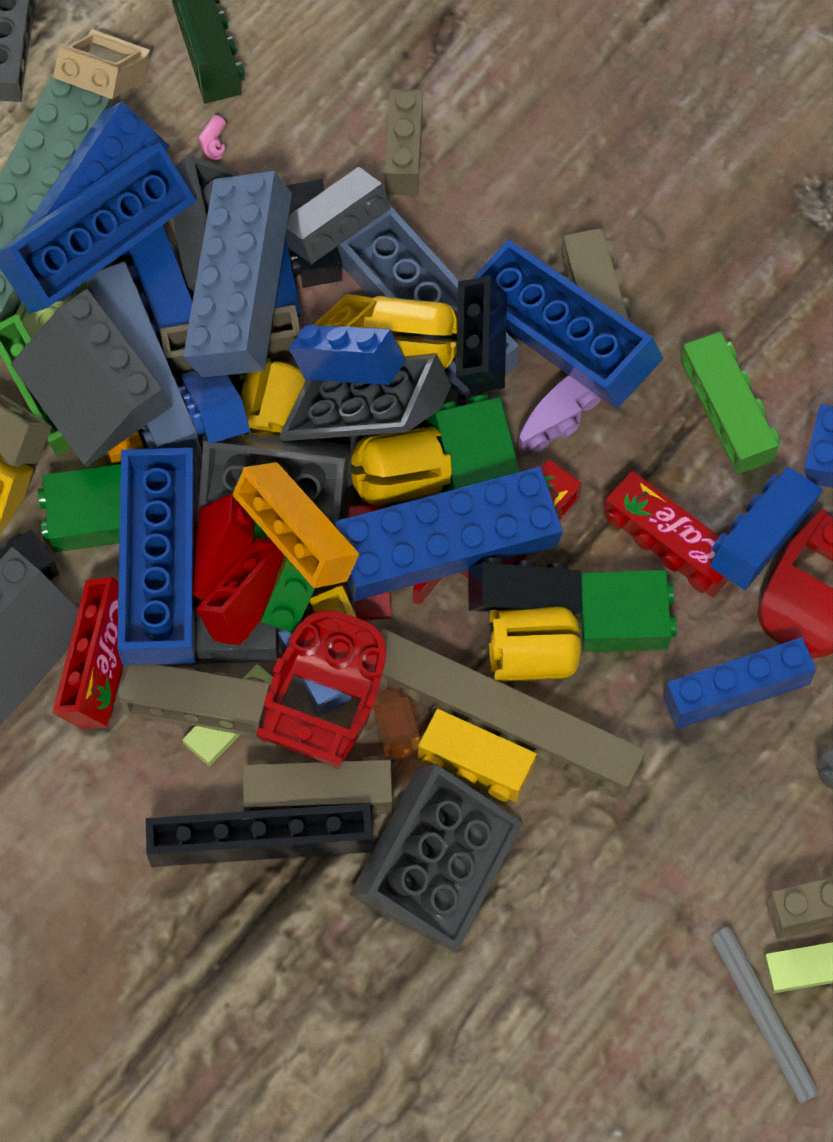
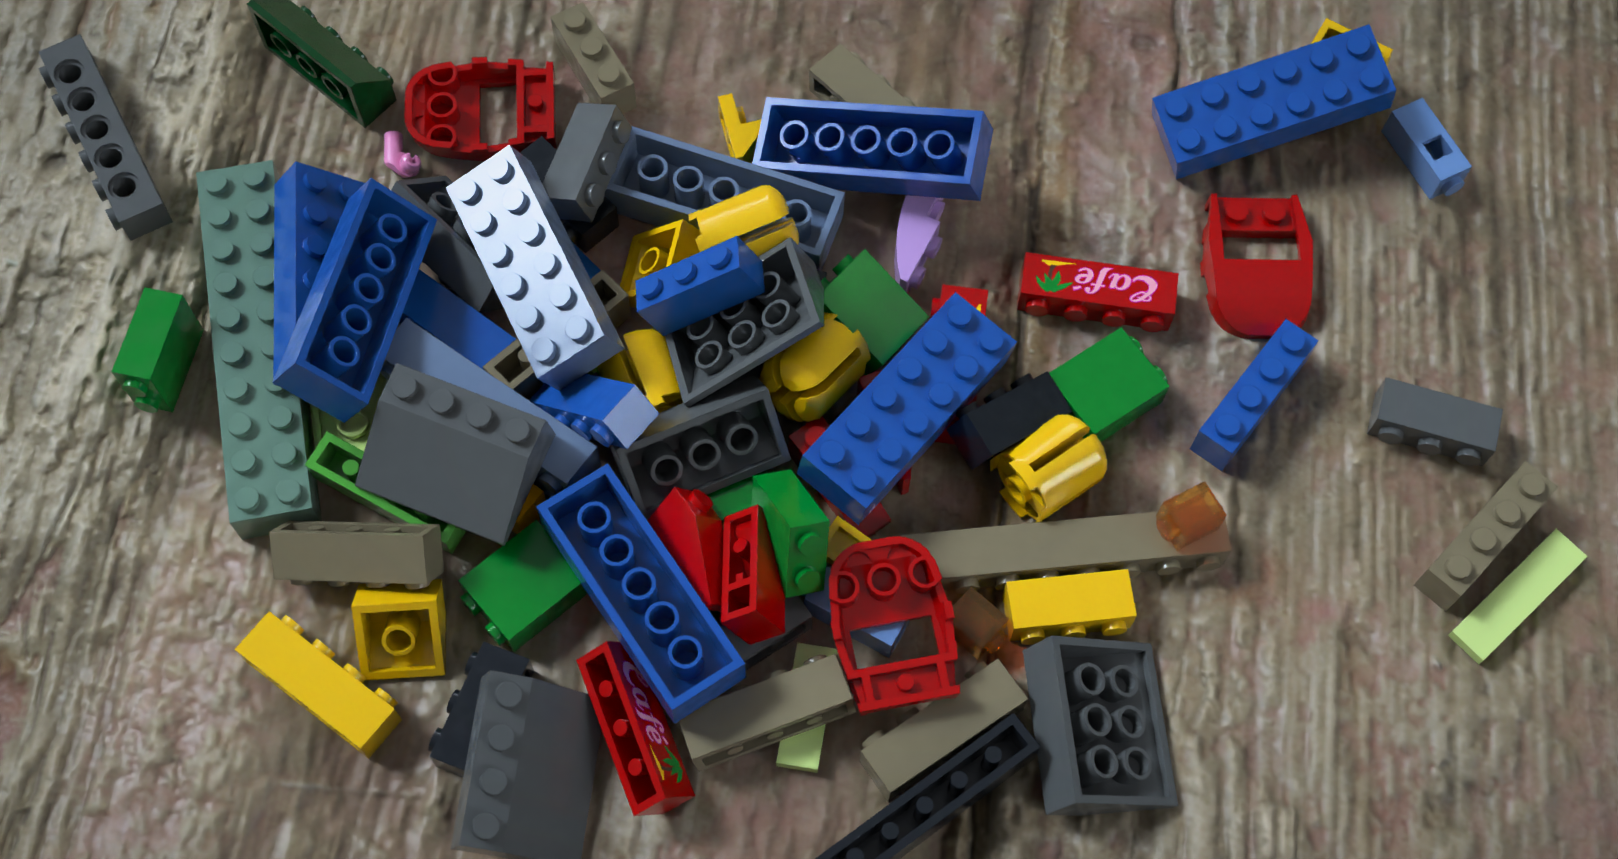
camera: 35 degrees left, 0 degrees up
(102, 64) = (241, 139): tan window -> none
(273, 116) = (446, 106): none -> red slope
(295, 524) = (768, 480): light orange brick -> none
(477, 251) = (739, 135): none -> yellow slope
(481, 334) = (811, 198): black brick -> none
(607, 740) = (1190, 516): none -> clear orange brick
(729, 402) = (1062, 143): bright green brick -> none
(765, 527) = (1182, 237): blue brick -> none
(765, 1015) = (1490, 689): light grey axle -> none

